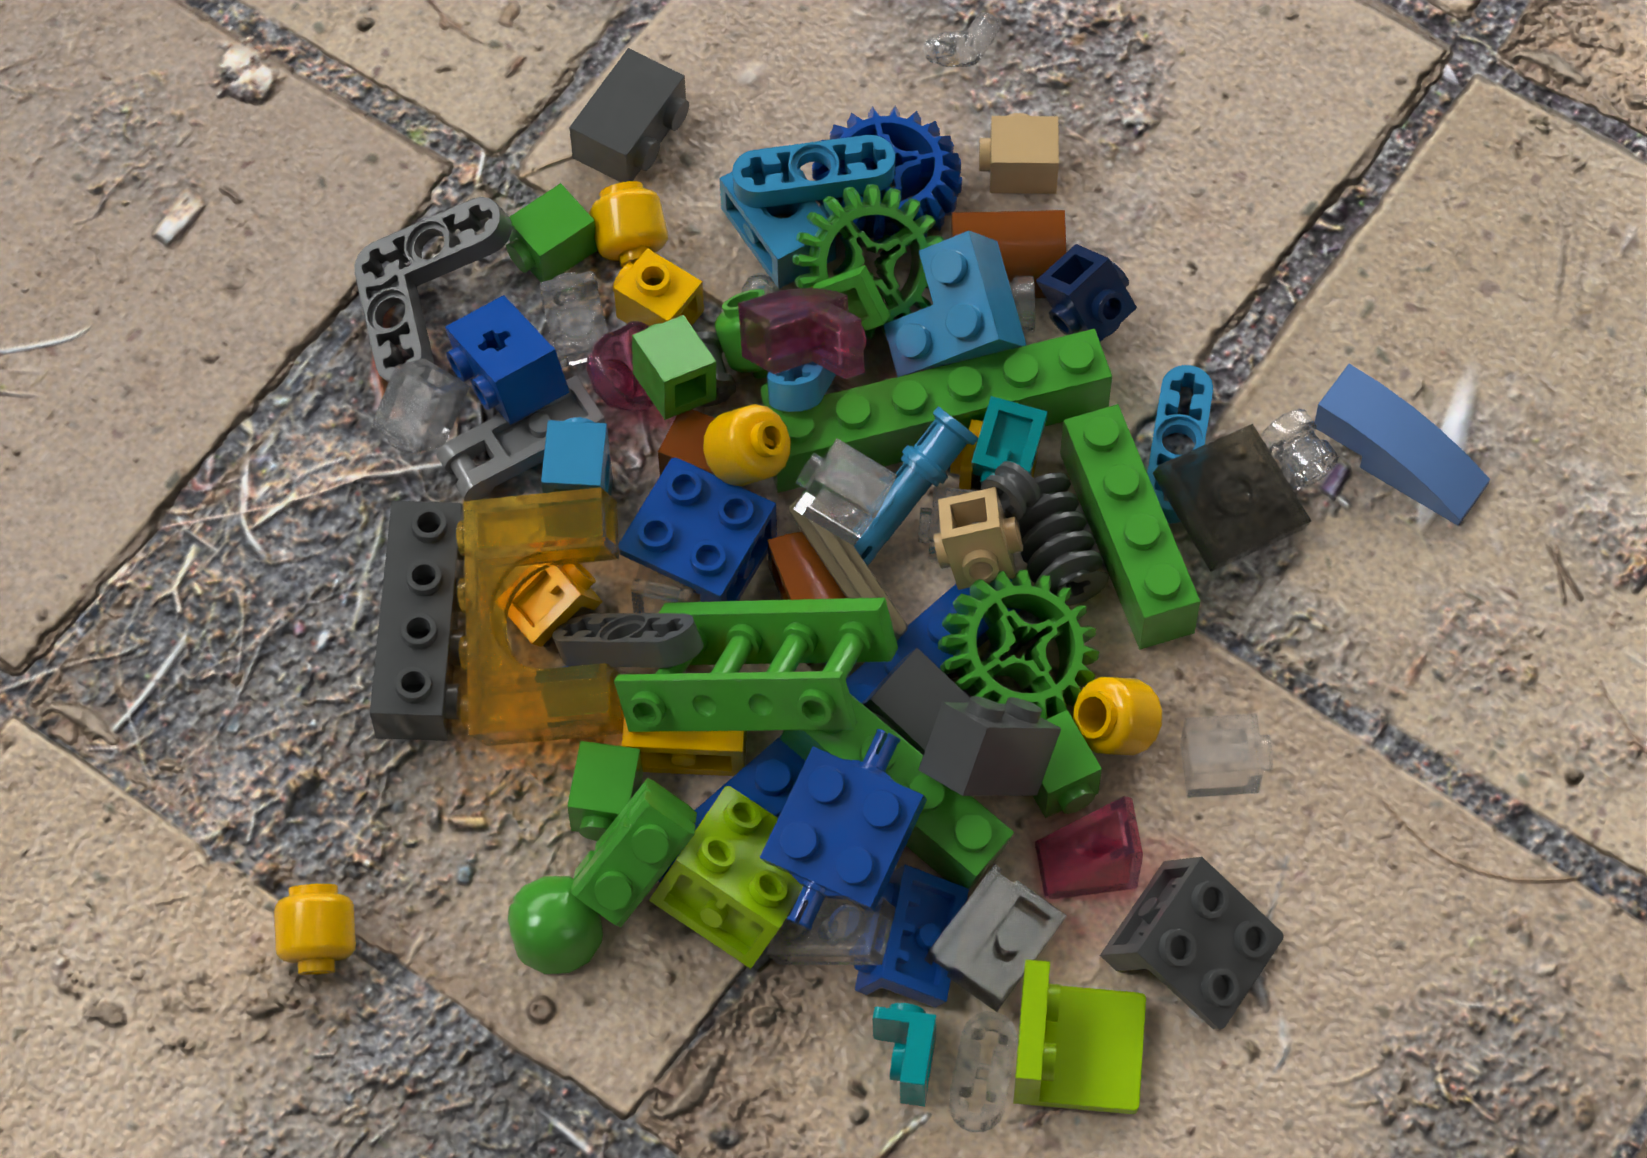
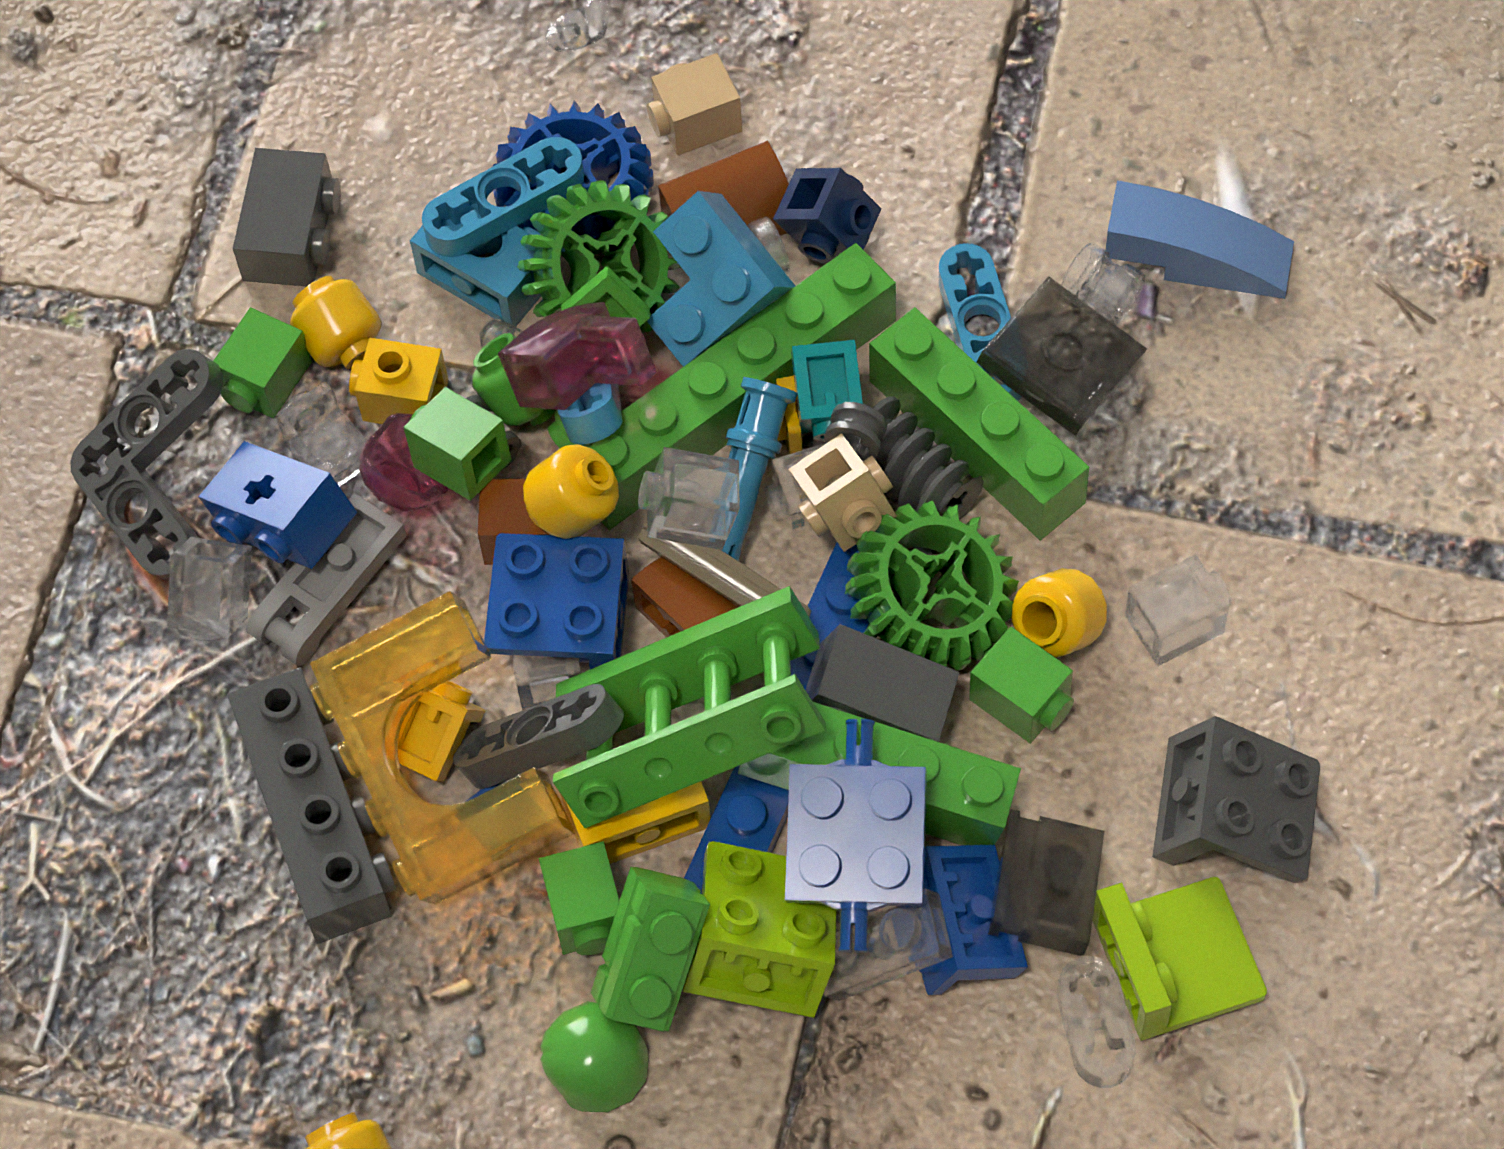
camera: 20 degrees left, 0 degrees up
(576, 456) = (401, 572): dark azure brick -> none
(913, 1049) = (1024, 1040): teal bracket -> none
(990, 747) = (962, 693): dark grey brick -> none
(1092, 853) = (1100, 757): clear pink slope -> none

